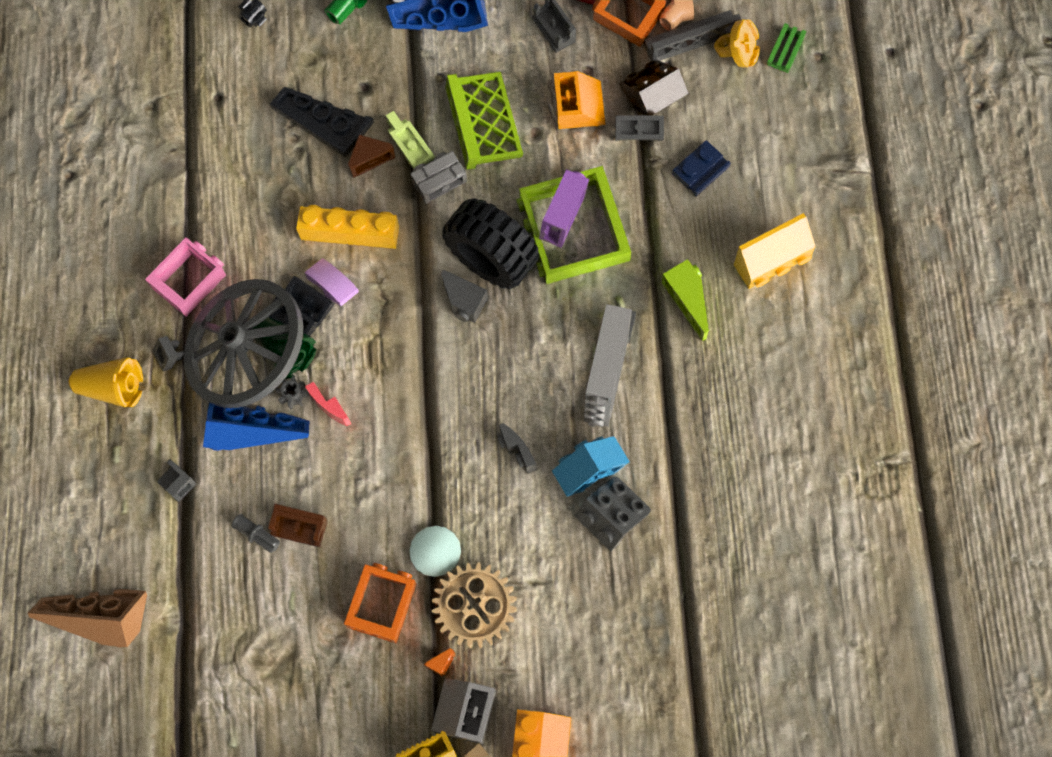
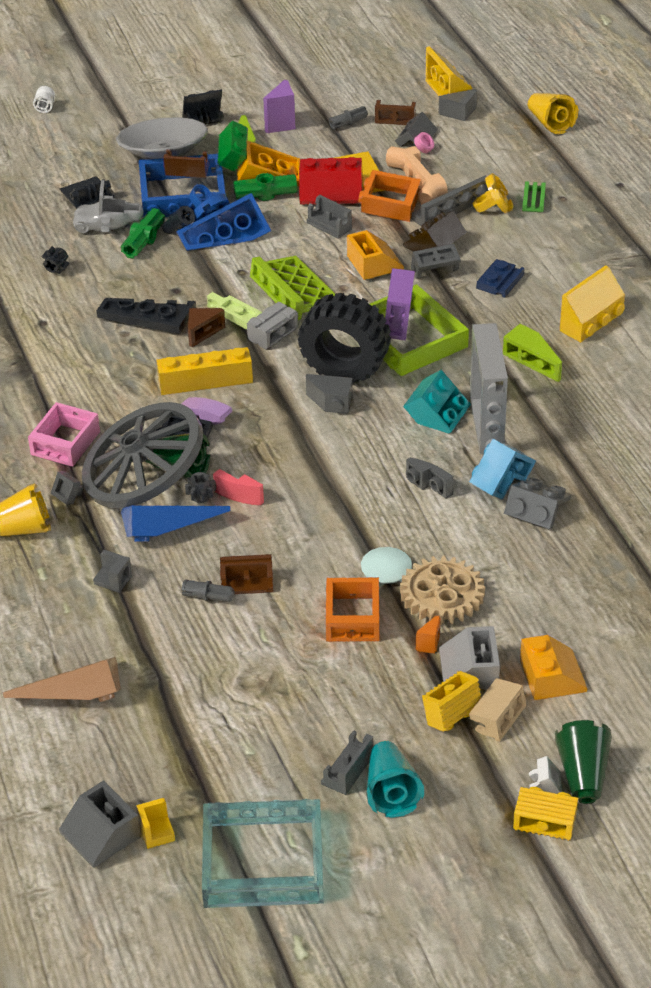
camera: 20 degrees left, 30 degrees down
(563, 344) = (437, 403): none -> teal slope

